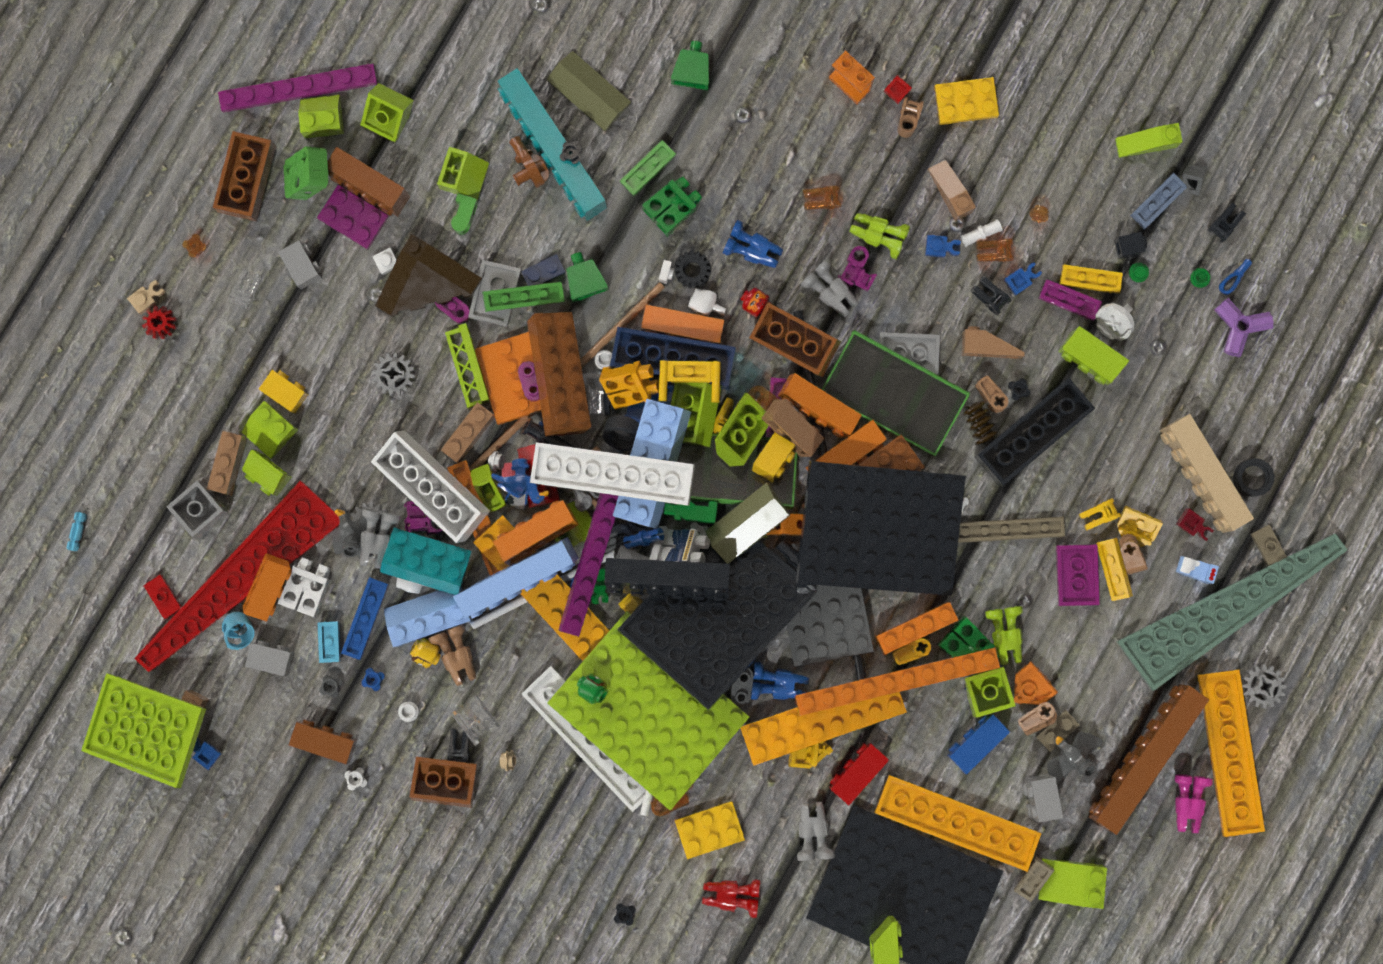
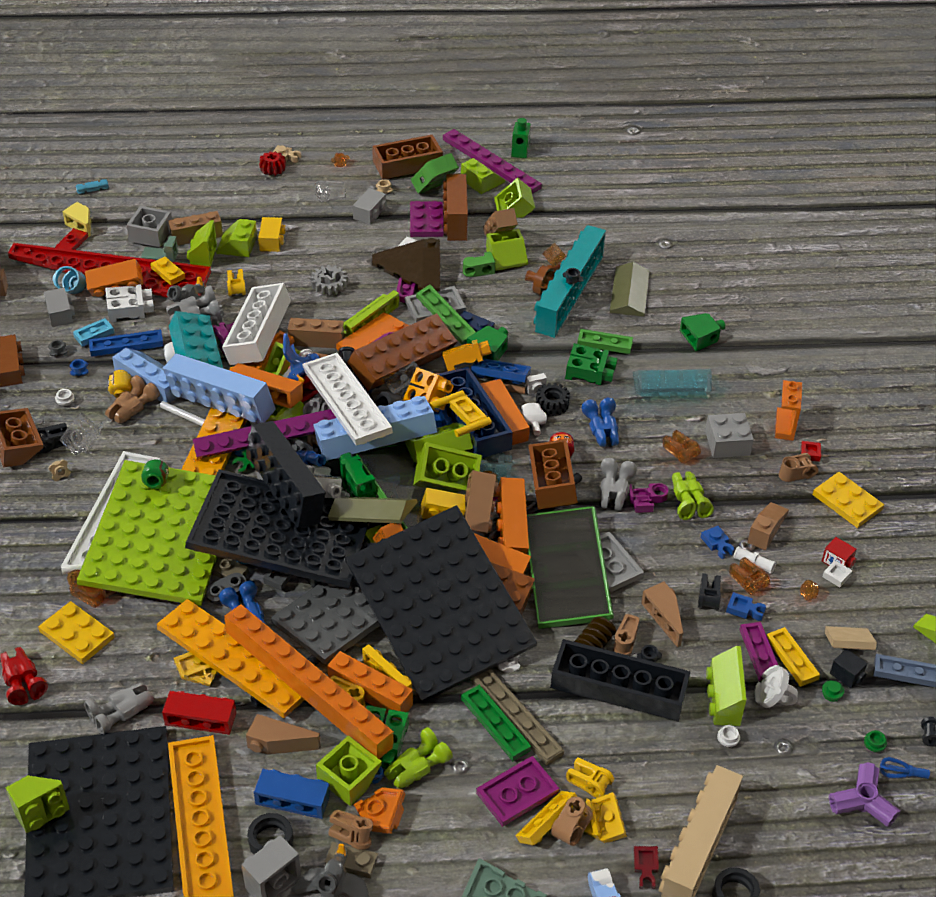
camera: 55 degrees right, 40 degrees down
(130, 572) = (78, 217): none -> light yellow slope
(242, 518) = (169, 251): none -> sand green bracket
(270, 223) = (384, 186): none -> tan plate
(284, 527) = (168, 270): none -> yellow plate
(289, 36) = (521, 133): none -> green torso
(346, 470) = (236, 286): none -> yellow piece
(431, 160) = (501, 221): none -> medium nougat brick
(506, 136) = (554, 254): none -> clear orange tile
(598, 317) = (466, 353): none -> light orange hips
(630, 293) = (501, 370): none -> blue plate
(739, 145) = (669, 381): none -> clear light blue slope
(838, 147) = (729, 435): none -> light grey brick
(909, 605) = (375, 660): none -> yellow plate
(918, 728) = (277, 737): none -> medium nougat slope
(1007, 551) = (496, 723): none -> green plate
(1020, 779) = (265, 821): none -> black tyre
(1022, 160) = (840, 552): none -> red brick
(1037, 177) = (837, 573): none -> white plate
(1107, 222) = (850, 638): none -> tan tile
(1127, 384) = (728, 736): none -> white plate

